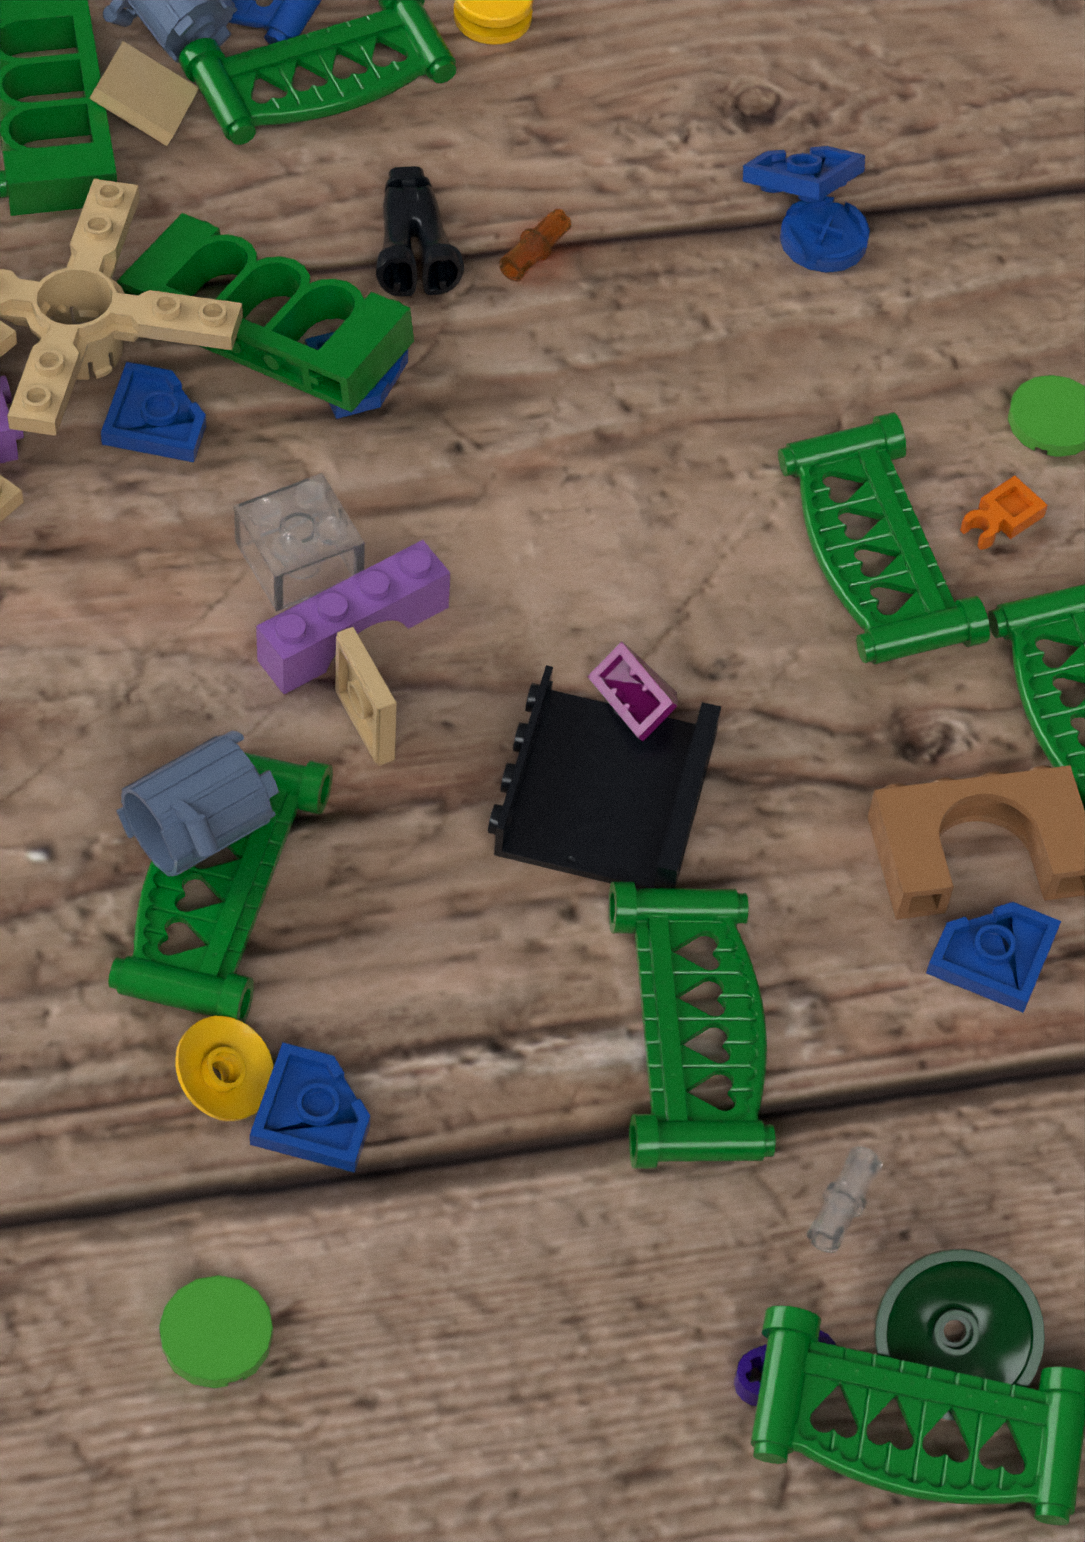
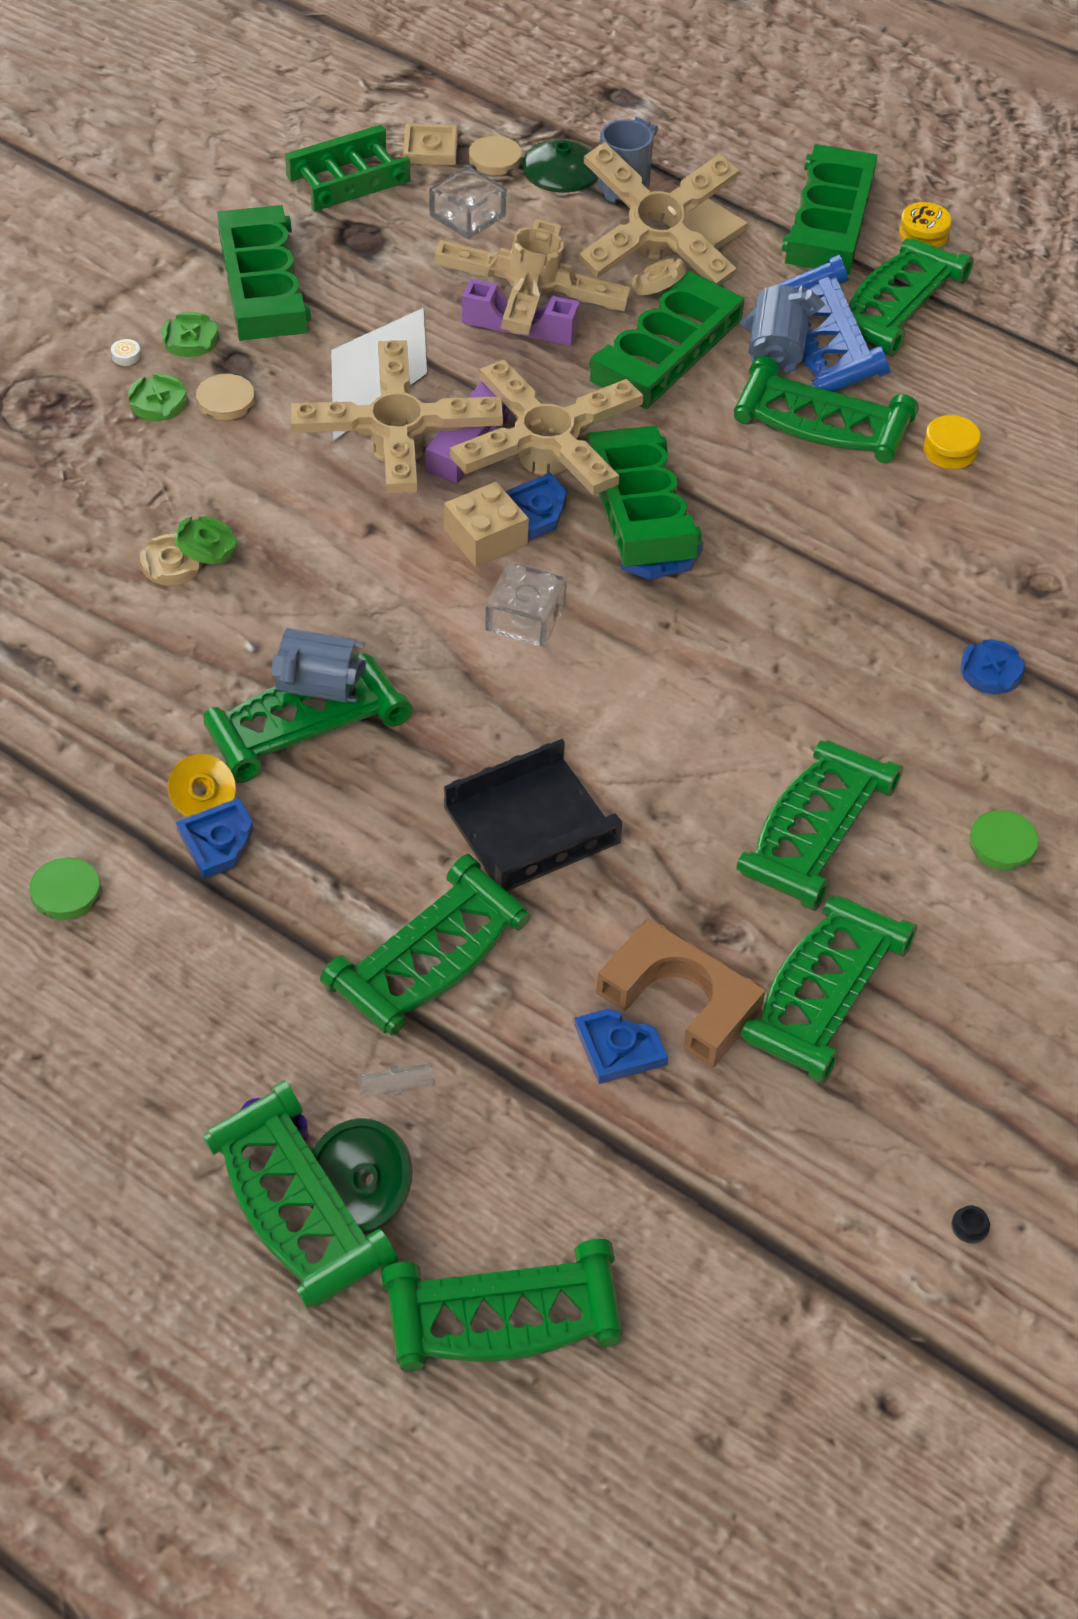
camera: 50 degrees right, 5 degrees down
(132, 481) = (486, 524): none -> tan brick
(144, 93) = (712, 364): tan tile -> none
(303, 639) = (542, 656): medium lavender arch -> none
(365, 696) = (460, 686): tan tile -> none
(409, 213) = (764, 517): black piece -> none
(534, 245) = (824, 563): clear orange axle -> none
(634, 690) = (601, 789): magenta slope -> none
(804, 174) = (1017, 630): blue plate -> none
(1006, 509) = (909, 860): orange plate -> none

